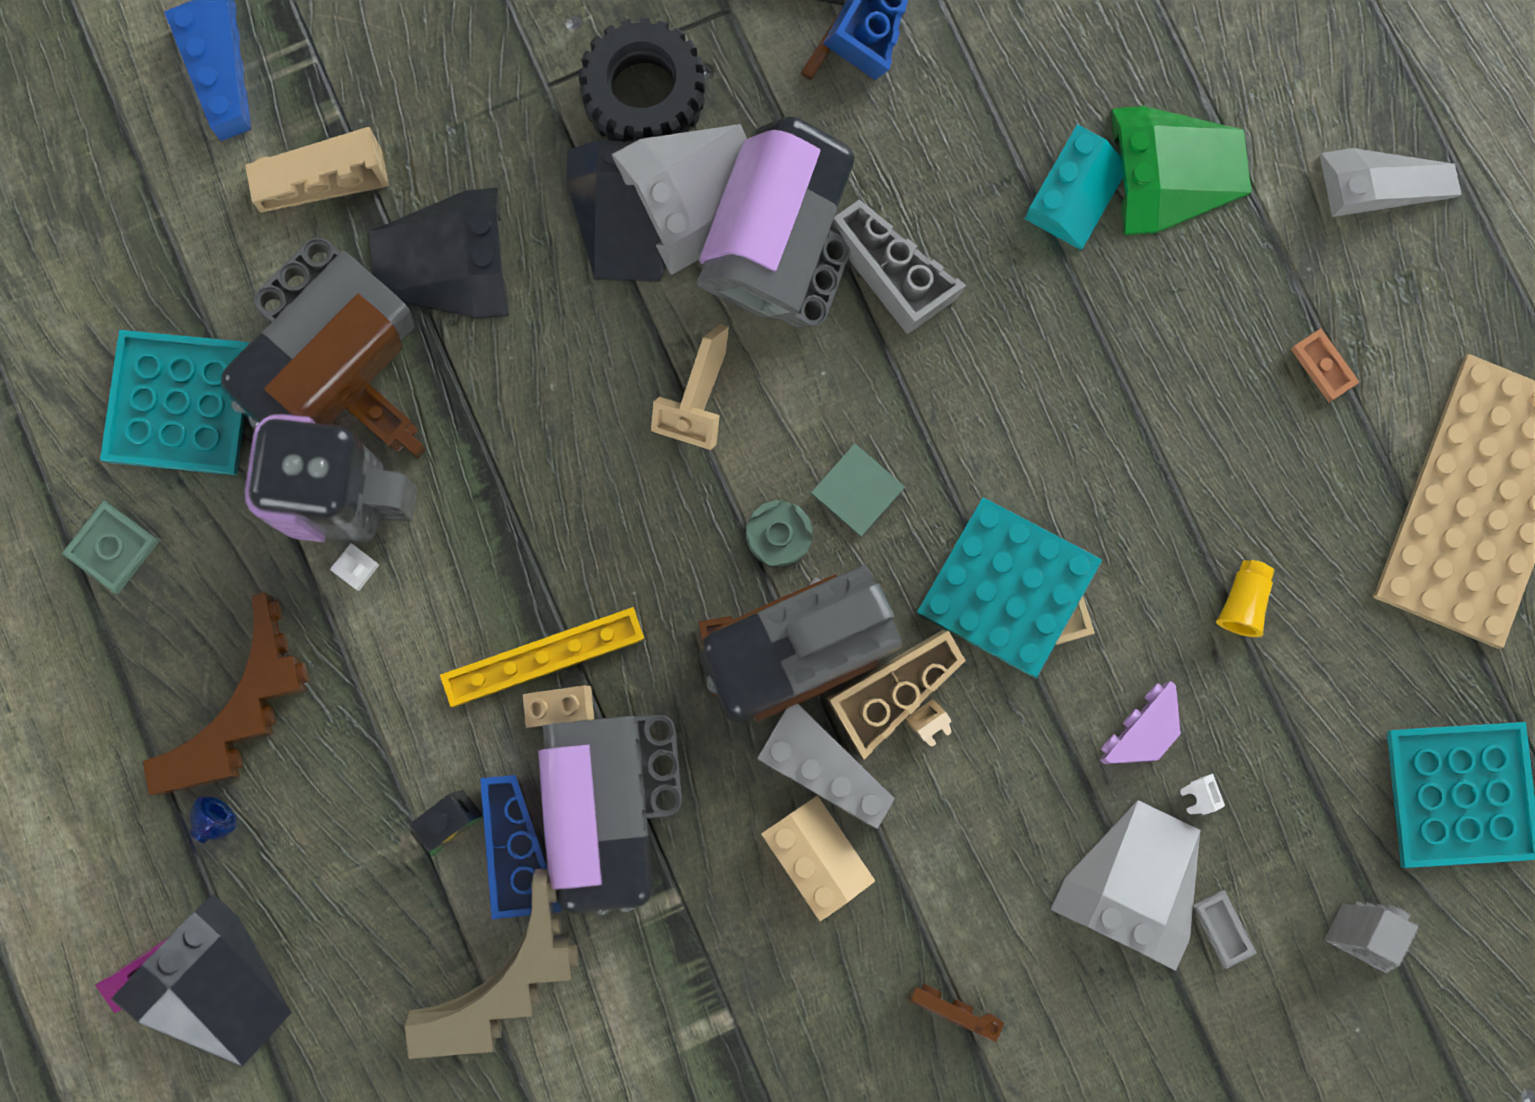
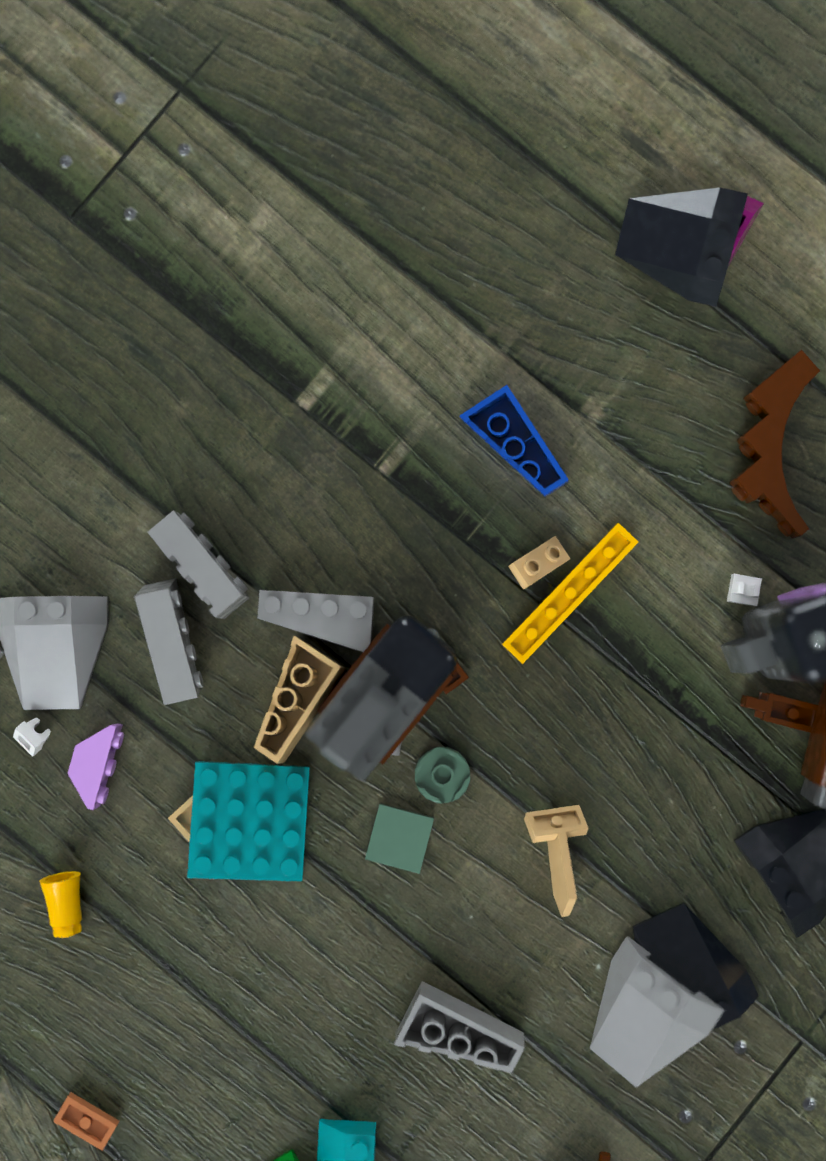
camera: 160 degrees right, 5 degrees up
(211, 819) = (746, 357): clear blue brick -> none
(445, 821) = (577, 439): black torso -> none
(474, 1020) = (482, 313): dark tan arch -> none
(597, 806) = (471, 500): piece -> none
(635, 45) = (751, 1111): black tyre -> none
(777, 224) = (566, 1021): piece -> none
(818, 858) = (293, 548): tan slope -> none
(928, 721) = (260, 689): tan tile -> none
(931, 893) = (199, 565): none -> light grey wedge
(957, 1012) = (137, 489): reddish brown hinge -> none
(1003, 824) = (169, 641): none -> light grey wedge

